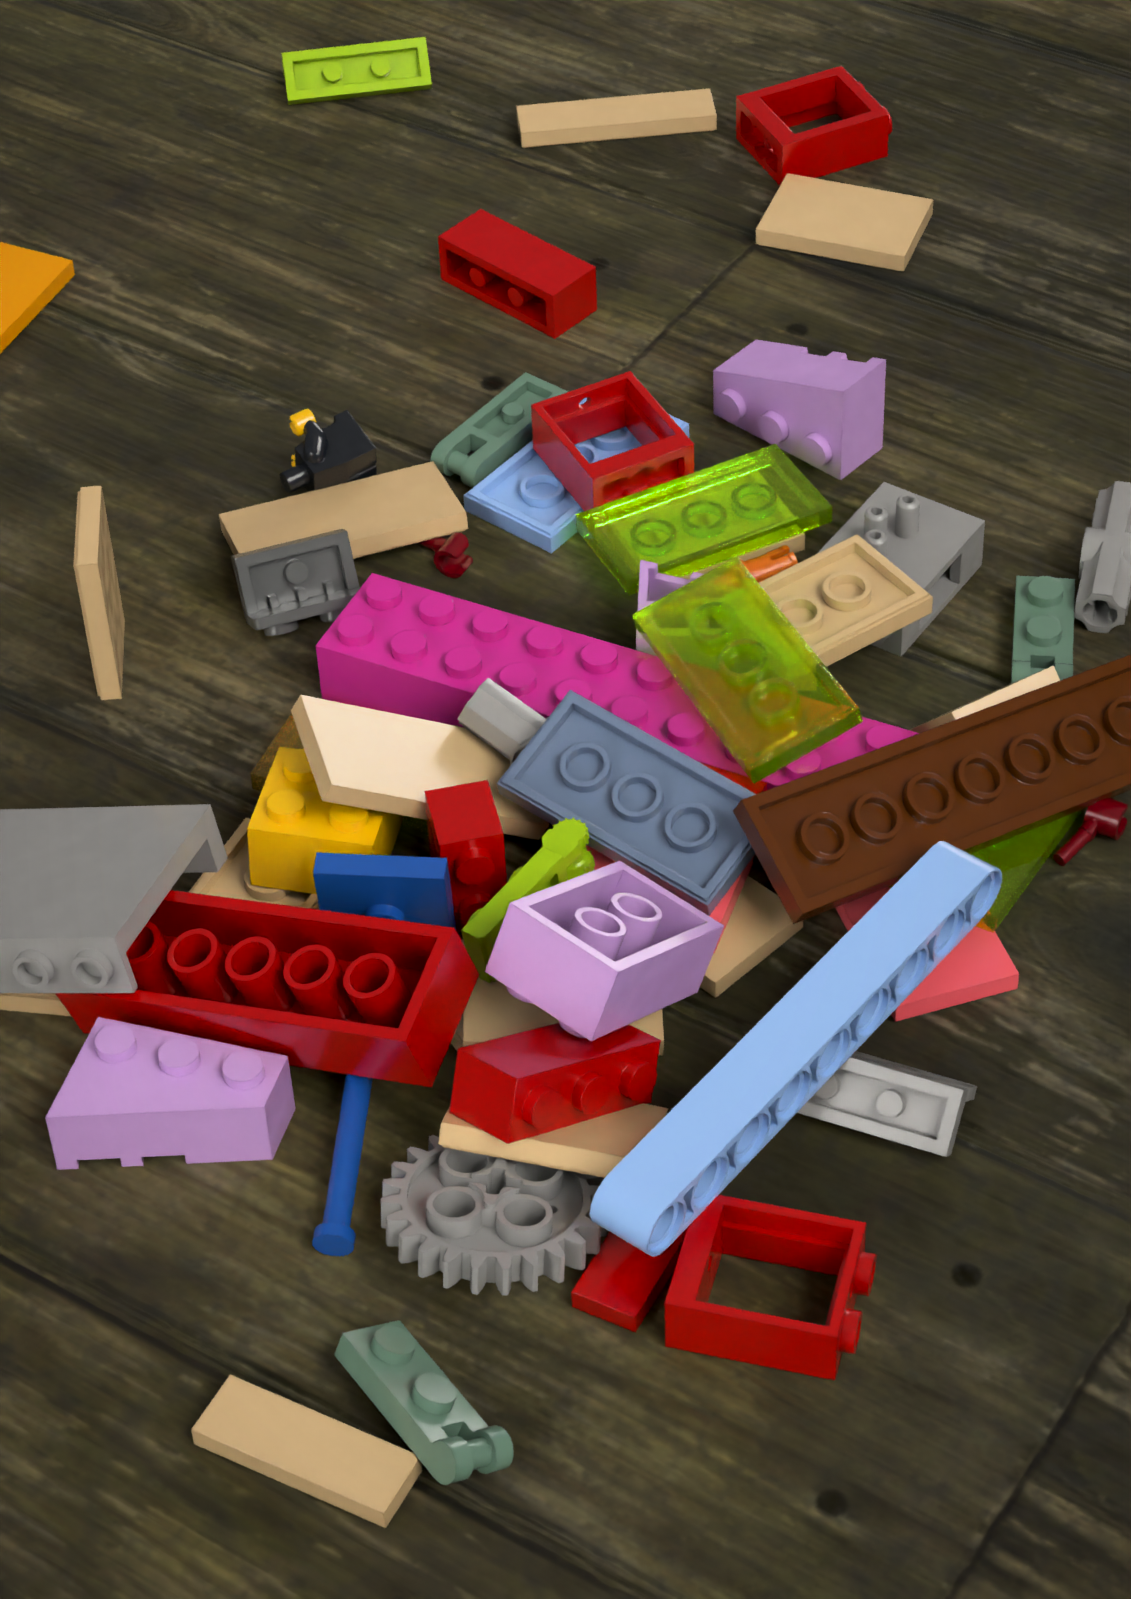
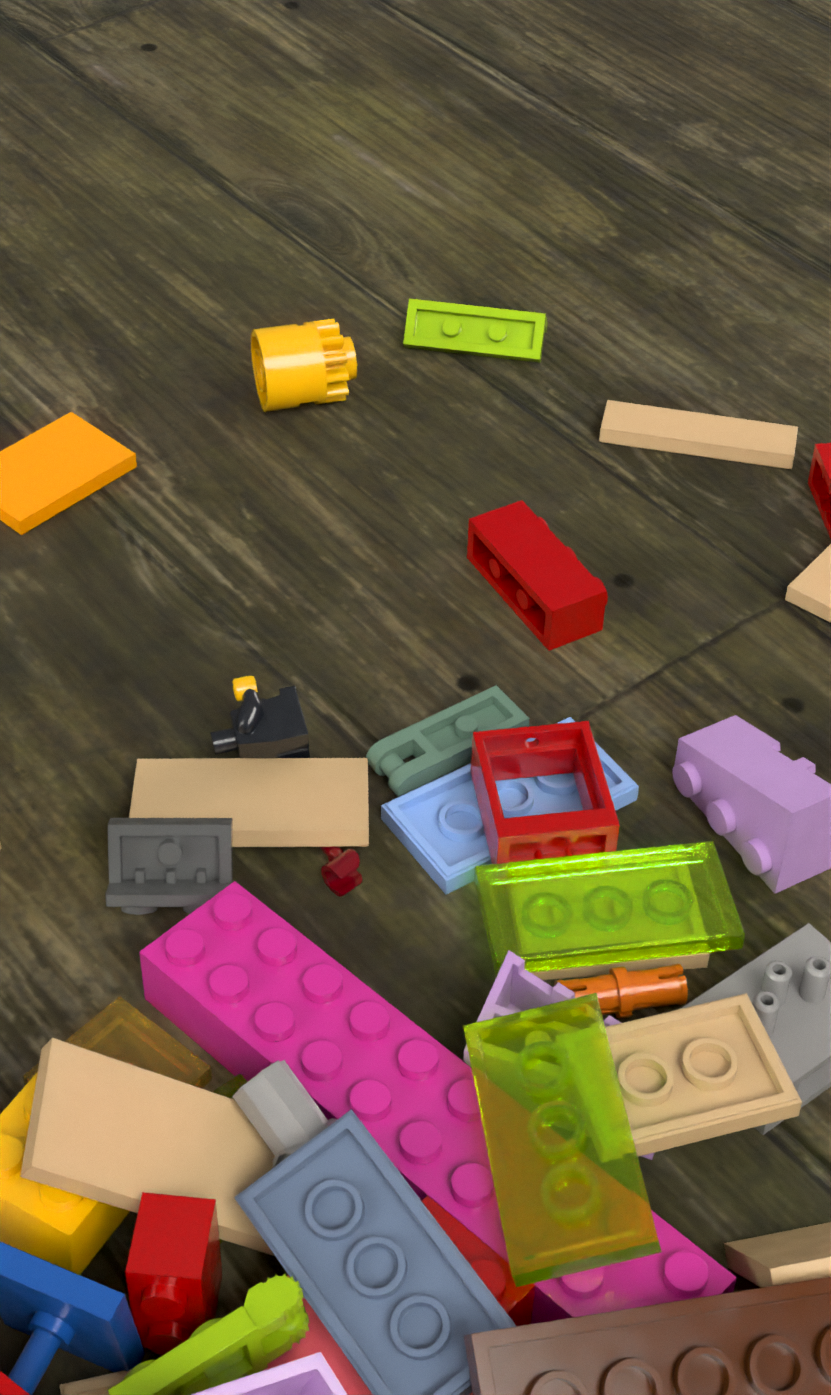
camera: 15 degrees right, 0 degrees up
(201, 139) = (302, 364): none -> yellow gear

